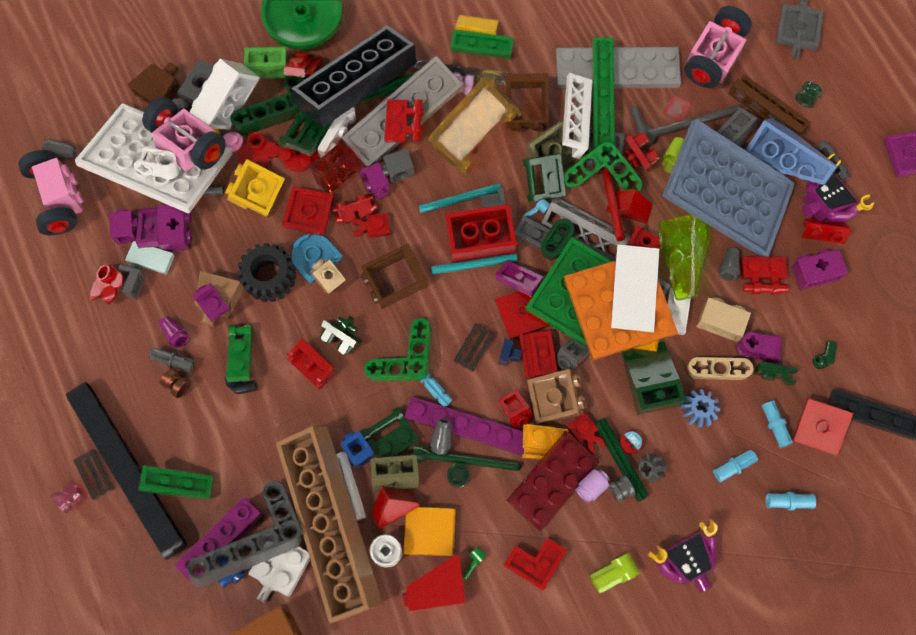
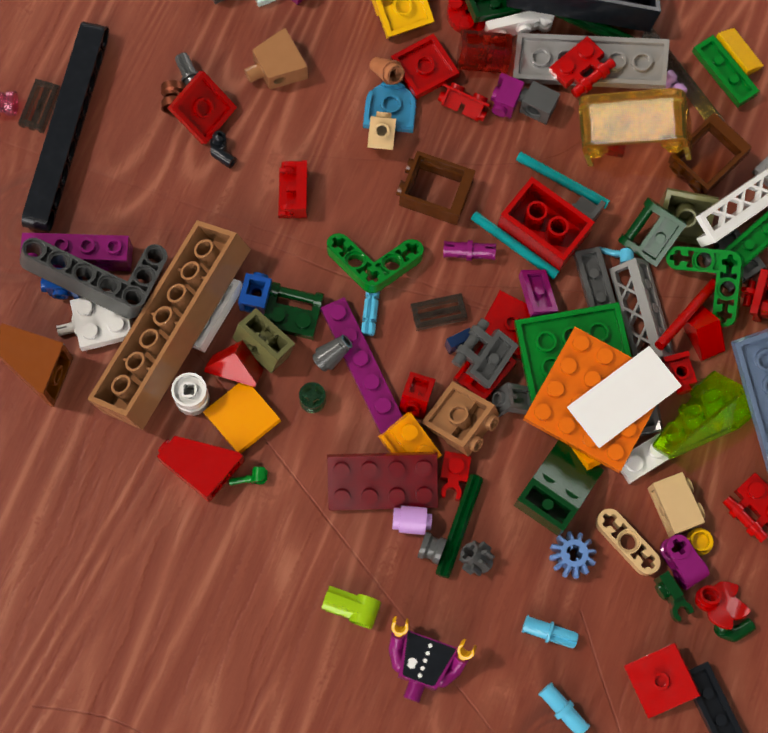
camera: 40 degrees right, 0 degrees up
(174, 333) = (214, 57): magenta cone -> none
(175, 483) = (90, 173): green plate -> none
(201, 371) = (202, 107): none -> red plate
(210, 302) = (266, 59): magenta bracket -> none
(239, 353) = (247, 124): green plate -> none
(260, 257) = (342, 64): black tyre -> none
(290, 235) = (387, 70): none -> nougat cone
(348, 340) = (347, 189): hips -> none
(376, 226) = (466, 133): red plate -> none
(424, 453) = (303, 352): dark green piece -> none
(452, 293) = (469, 250): none -> magenta pin
(536, 342) = (491, 358): none -> dark grey plate
(536, 569) = (296, 538): red plate -> none
(556, 240) = (603, 291): dark green plate -> none
(631, 442) = (483, 521): tile -> none
(730, 267) = (734, 468): dark grey cone -> none
(757, 325) = (701, 540): none -> yellow plate
(777, 424) = (624, 637): medium azure pin -> none
(808, 347) = (723, 604): none -> red plate

